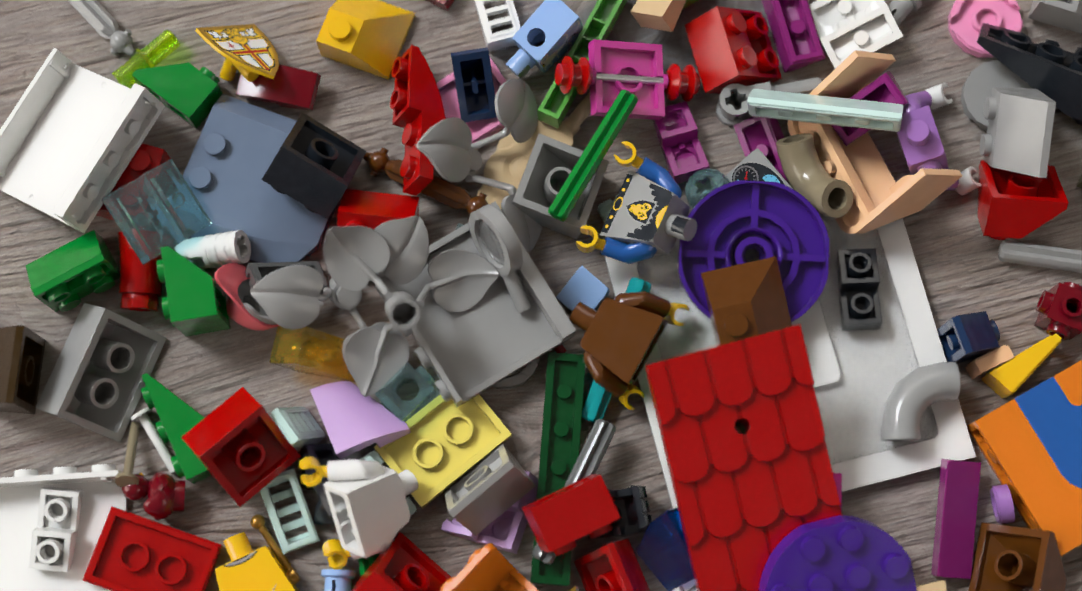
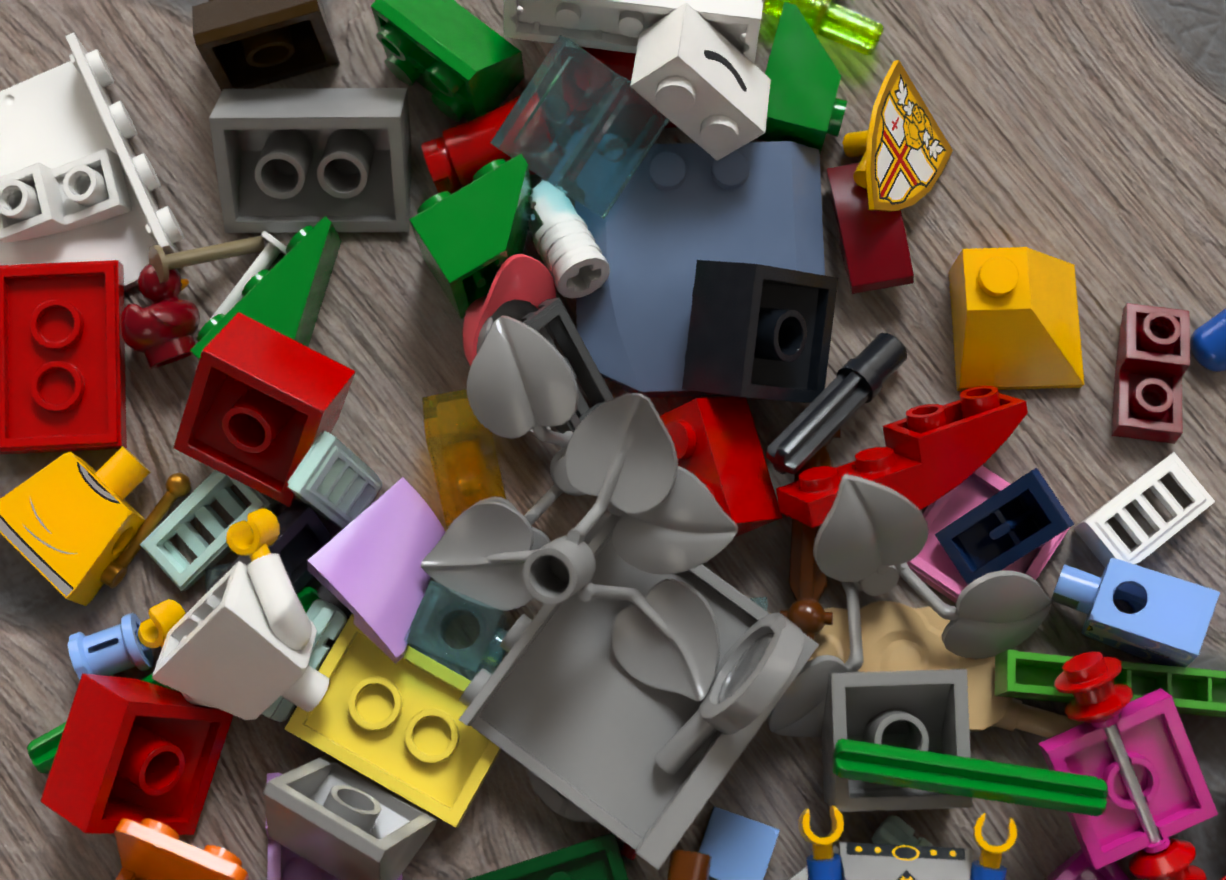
camera: 70 degrees right, 0 degrees up
(162, 135) = (701, 82): none -> white brick
(364, 130) = (855, 384): none -> black axle

